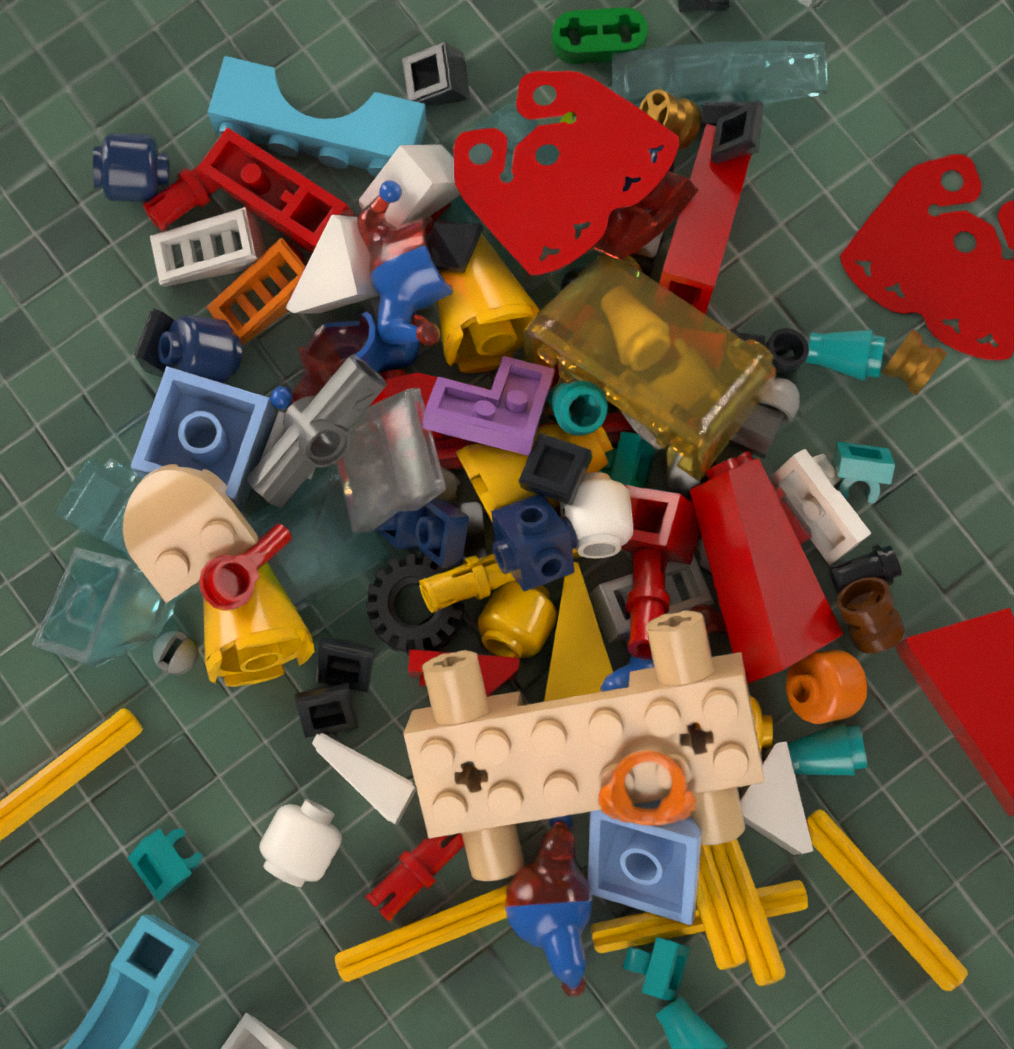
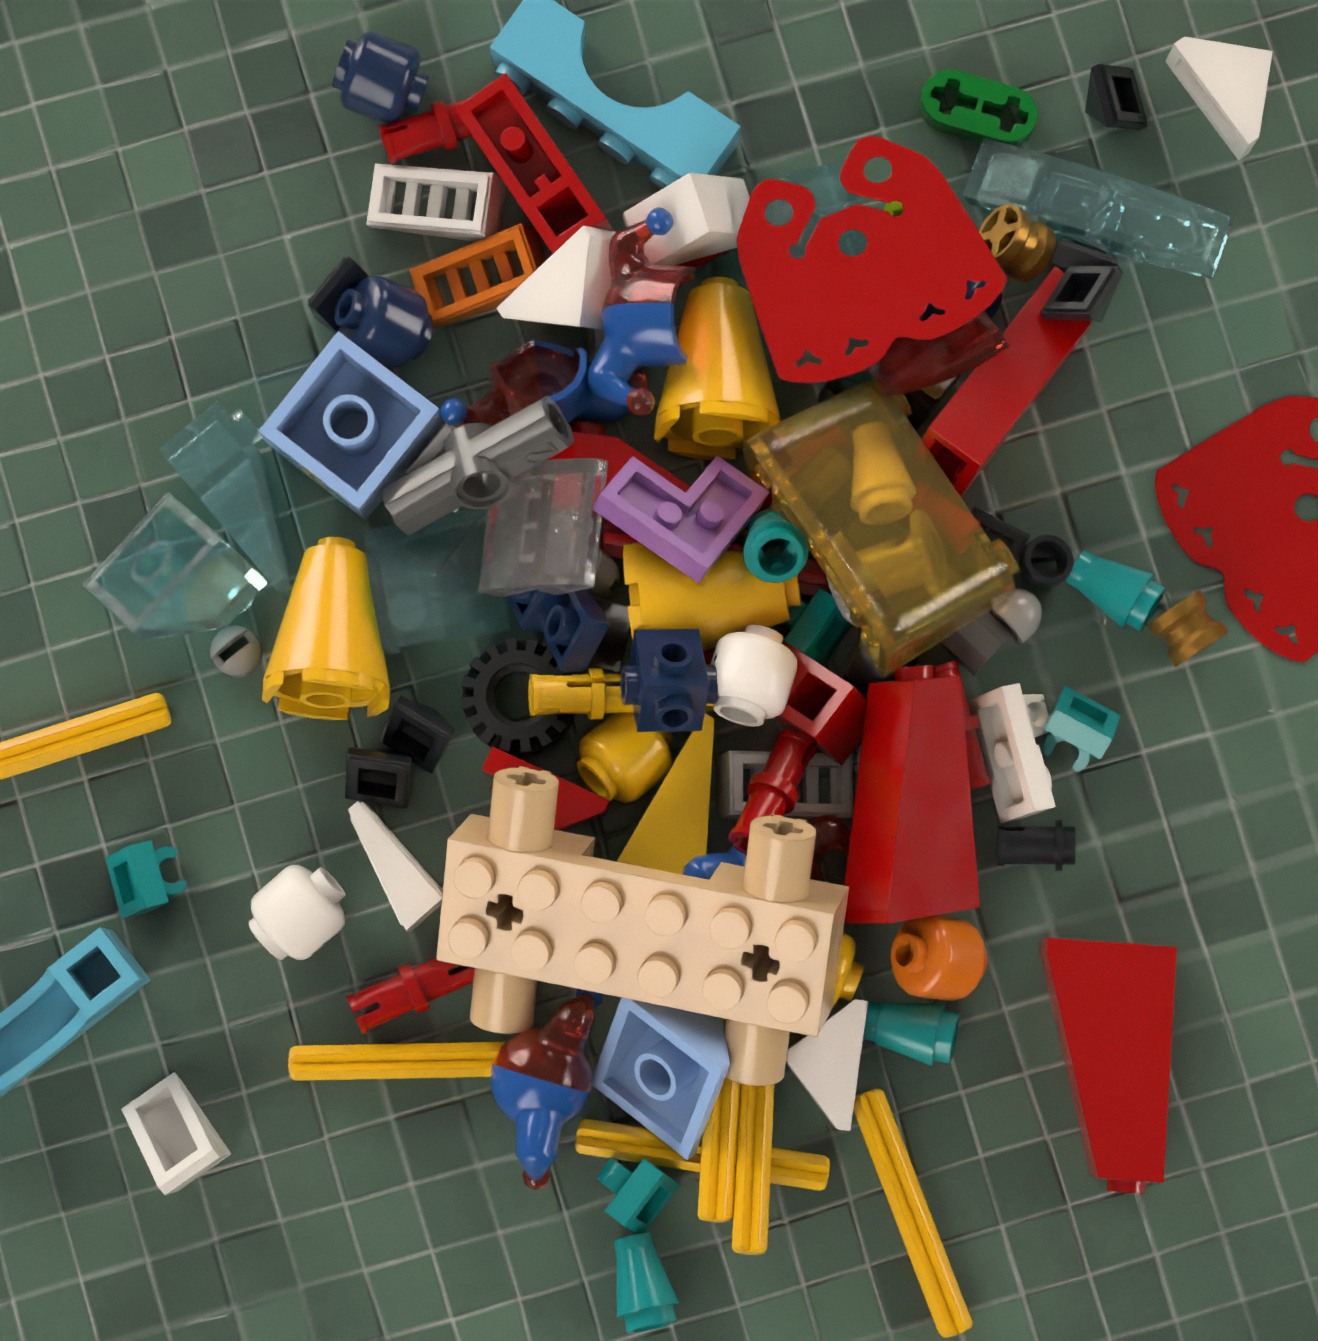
camera: 25 degrees right, 5 degrees up
(179, 524) = (292, 522): tan slope -> none
(230, 580) = (320, 600): red plate -> none
(436, 75) = (771, 90): black slope -> none
(453, 244) = (707, 306): black slope -> none
(555, 469) = (722, 609): black tile -> none
(674, 807) = (709, 1027): orange piece -> none
(870, 615) = (1019, 896): reddish brown wheel -> none

